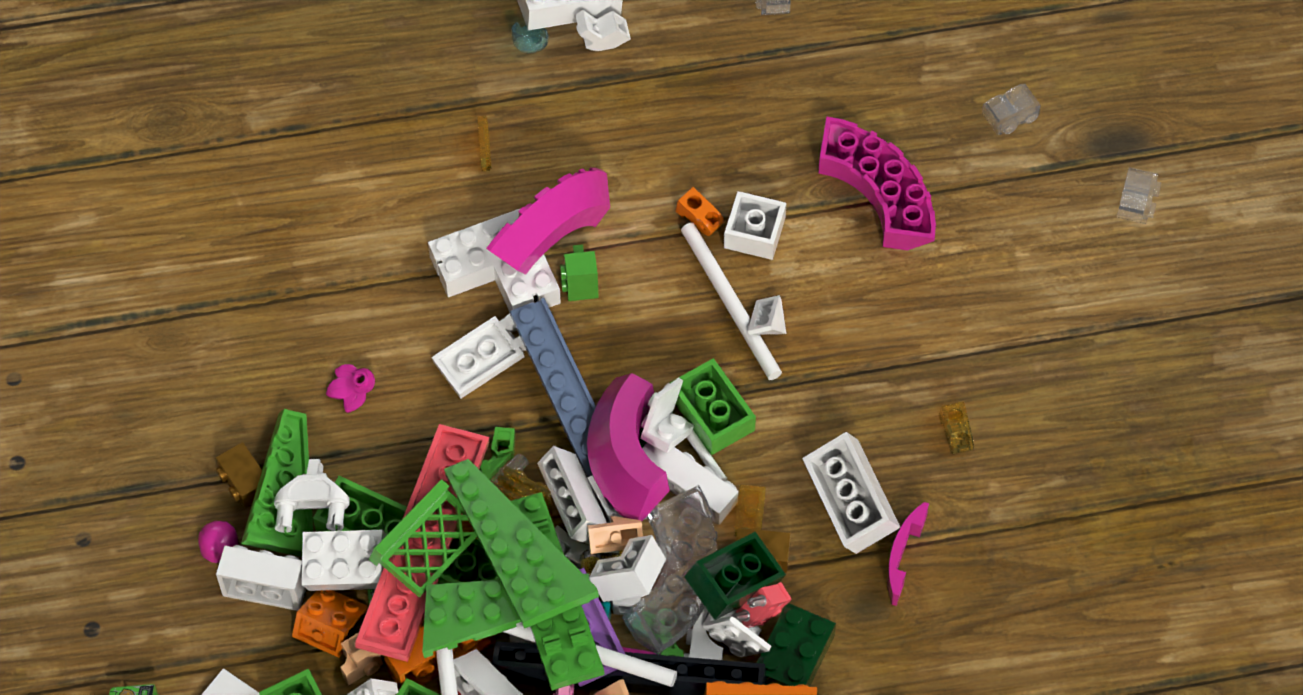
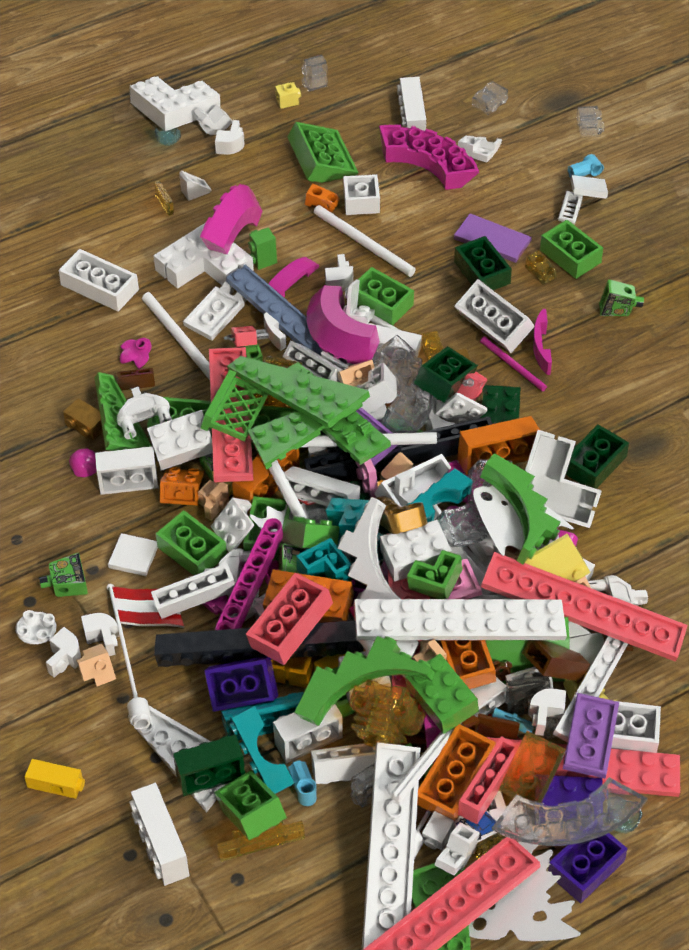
camera: 20 degrees left, 10 degrees down
(335, 428) = (136, 378): none -> reddish brown slope
(343, 256) = (98, 280): none -> white brick
(415, 368) = (177, 333): none -> white piece
(501, 412) = (246, 335): none -> coral piece
(533, 135) = (193, 186): none -> white slope
(545, 412) = (275, 335): none -> white slope
(605, 328) = (292, 273): none -> dark pink slope
(613, 74) = (230, 141): none -> white brick
(670, 355) = (340, 275): none -> white brick
(724, 16) = (287, 95): none -> light yellow brick
(731, 133) = (321, 153): none -> bright green slope
(767, 317) = (392, 242): white slope -> none
(852, 574) = (515, 365): none -> dark pink axle
(874, 399) = (482, 262): none -> dark green brick
(894, 87) = (412, 103): none -> white brick
(912, 352) = (505, 240): none -> medium lavender tile
(959, 190) = (479, 147): none -> white slope
(1011, 412) = (571, 249): none -> bright green brick
(1041, 520) = (619, 299): none -> bright green torso
(1055, 320) = (572, 198): none -> white slope
(1085, 311) = (589, 186): none -> white tile
(1104, 274) = (589, 165): none -> medium azure piece

